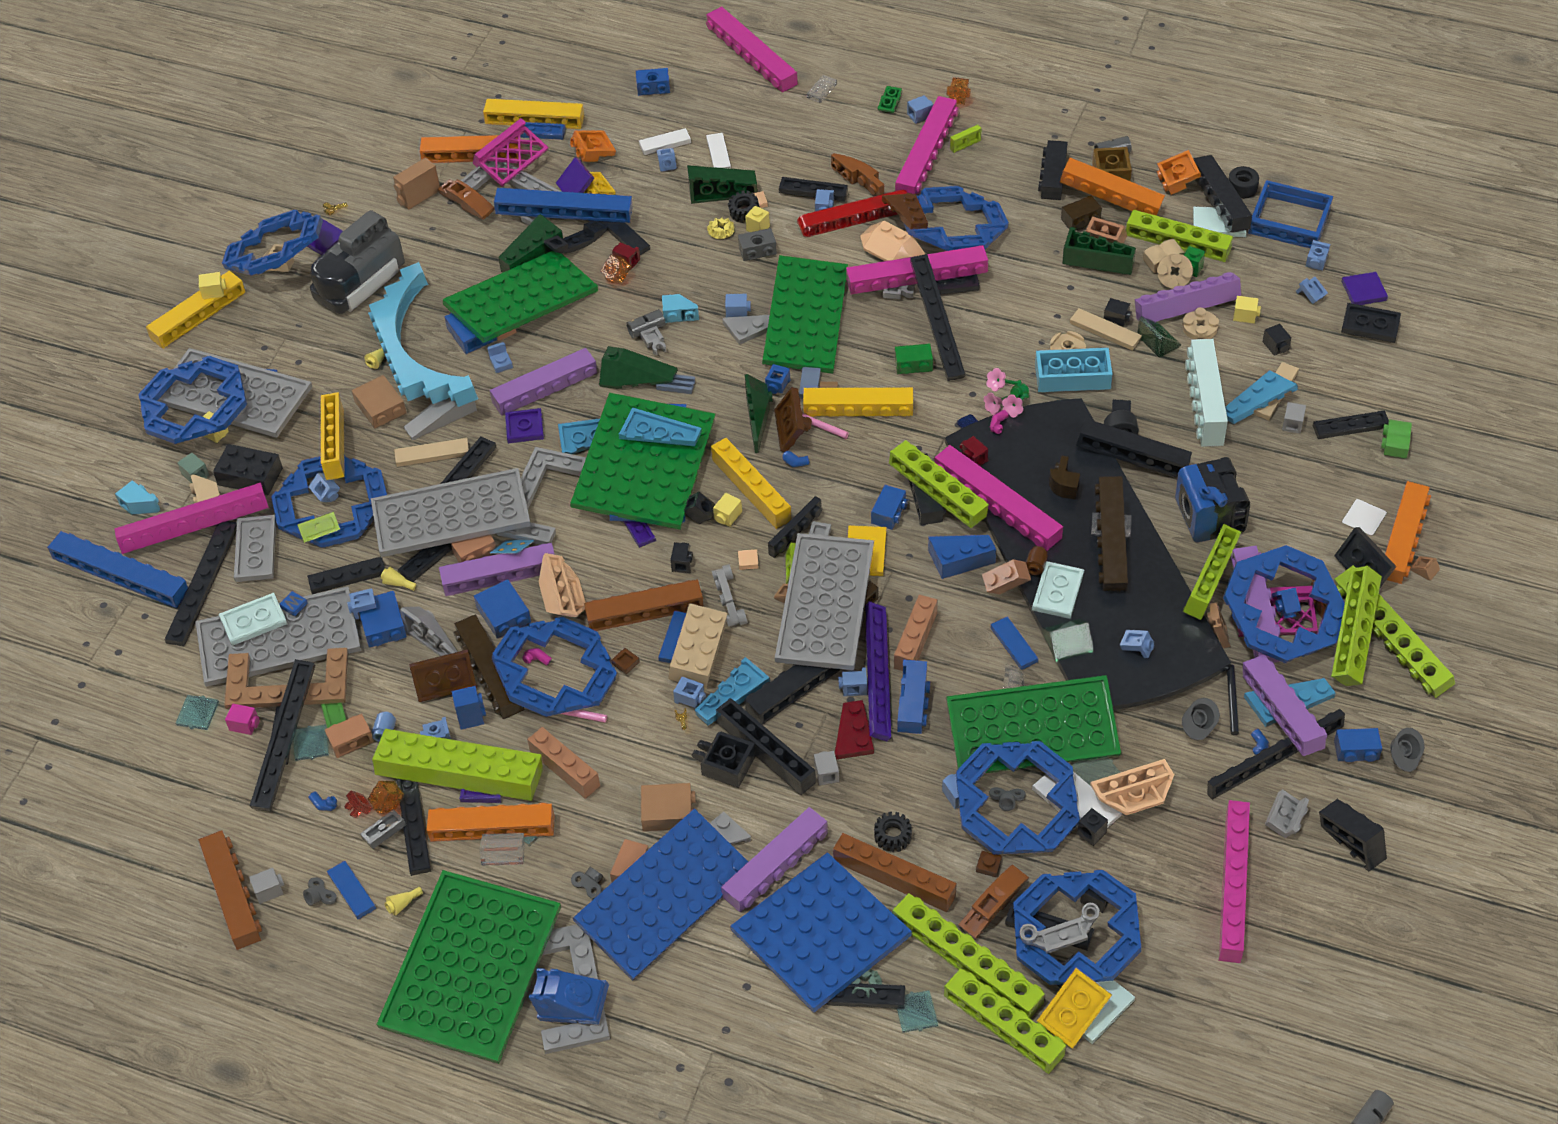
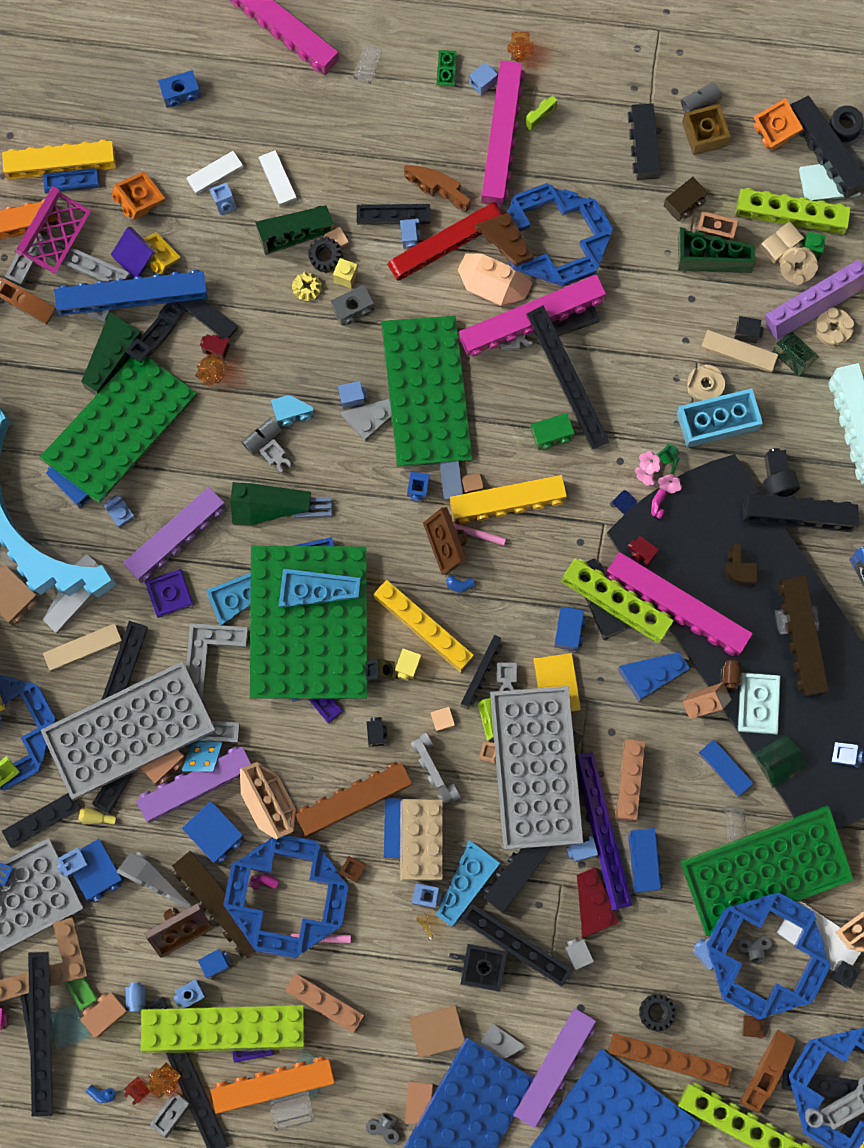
camera: 15 degrees left, 25 degrees up
(758, 407) = (405, 520): dark green wedge -> none
(1095, 769) = (832, 901): clear light blue piece -> none
(1111, 187) = (713, 163): orange brick -> none

